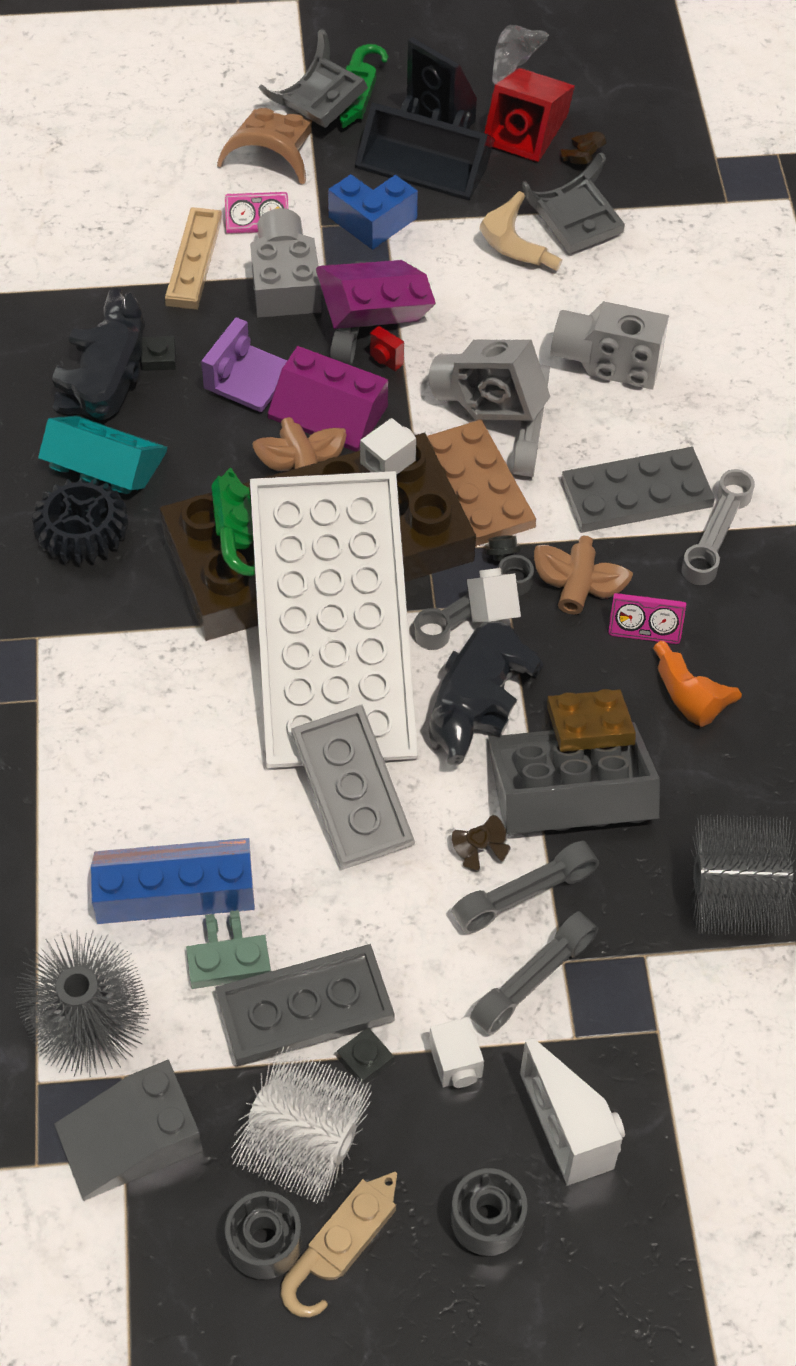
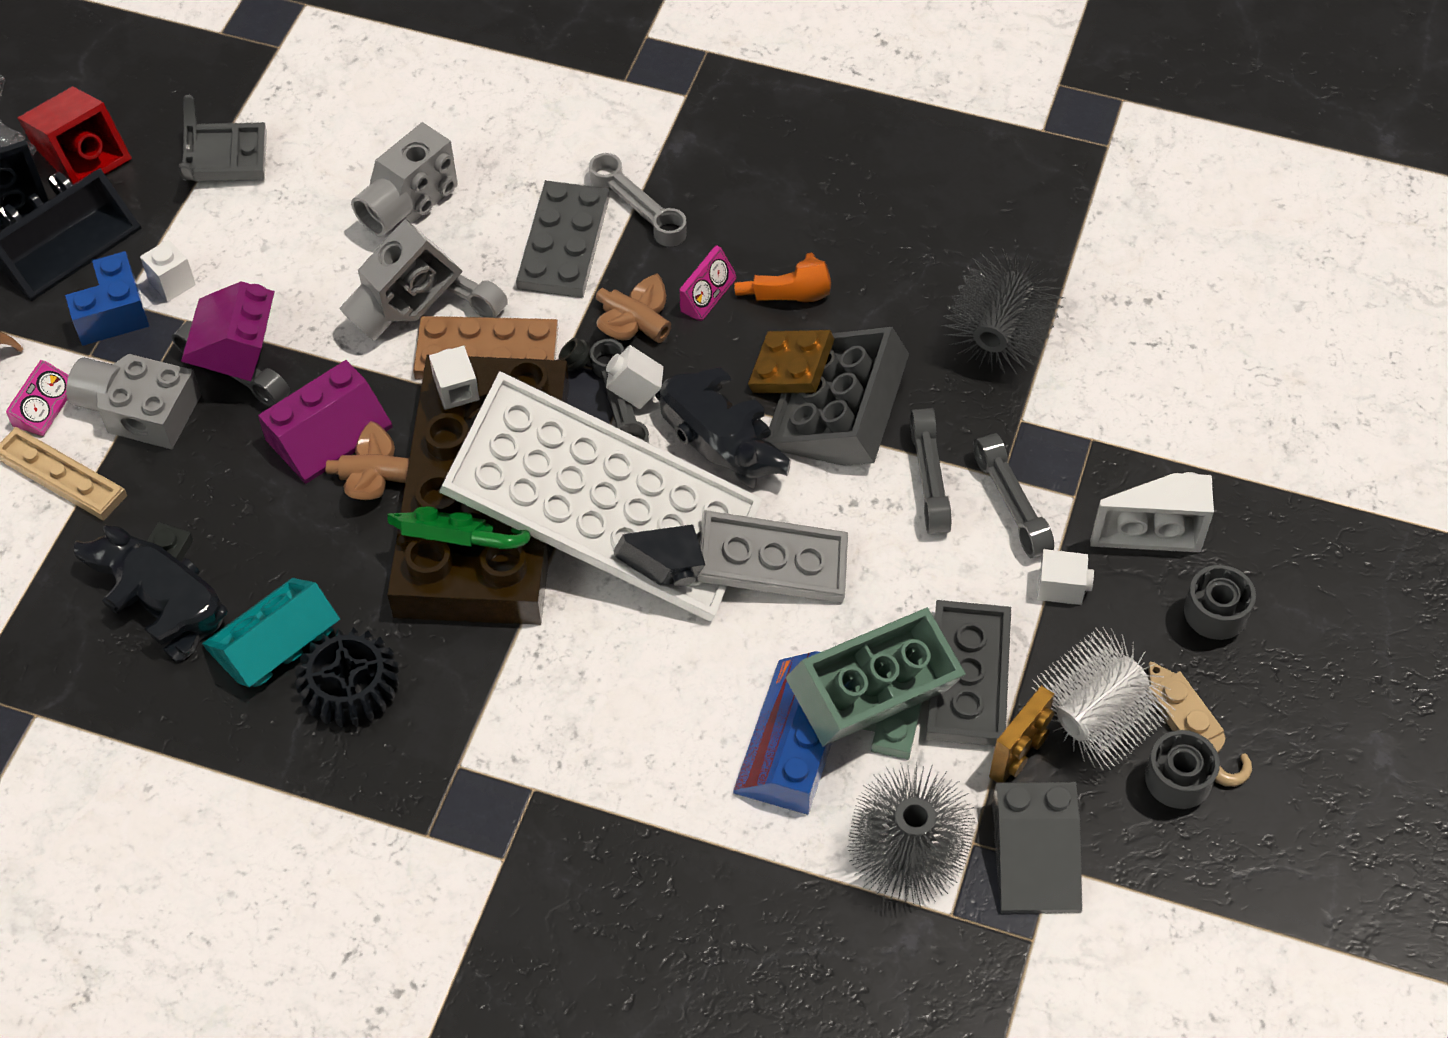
camera: 65 degrees left, 0 degrees up
(223, 876) = (874, 676): none -> sand green brick
(231, 1065) = (1021, 735): none -> pearl gold plate
(241, 370) = (245, 476): medium lavender bracket -> none
(290, 688) = (663, 554): none -> black slope
(365, 1056) = (1034, 647): pearl dark grey plate -> none
(386, 348) = (292, 354): red plate -> none
(424, 230) = (168, 270): none -> white brick
(468, 842) = (867, 477): dark brown piece -> none
(500, 233) = (211, 215): tan animal -> none
(587, 145) = (144, 110): dark brown piece -> none

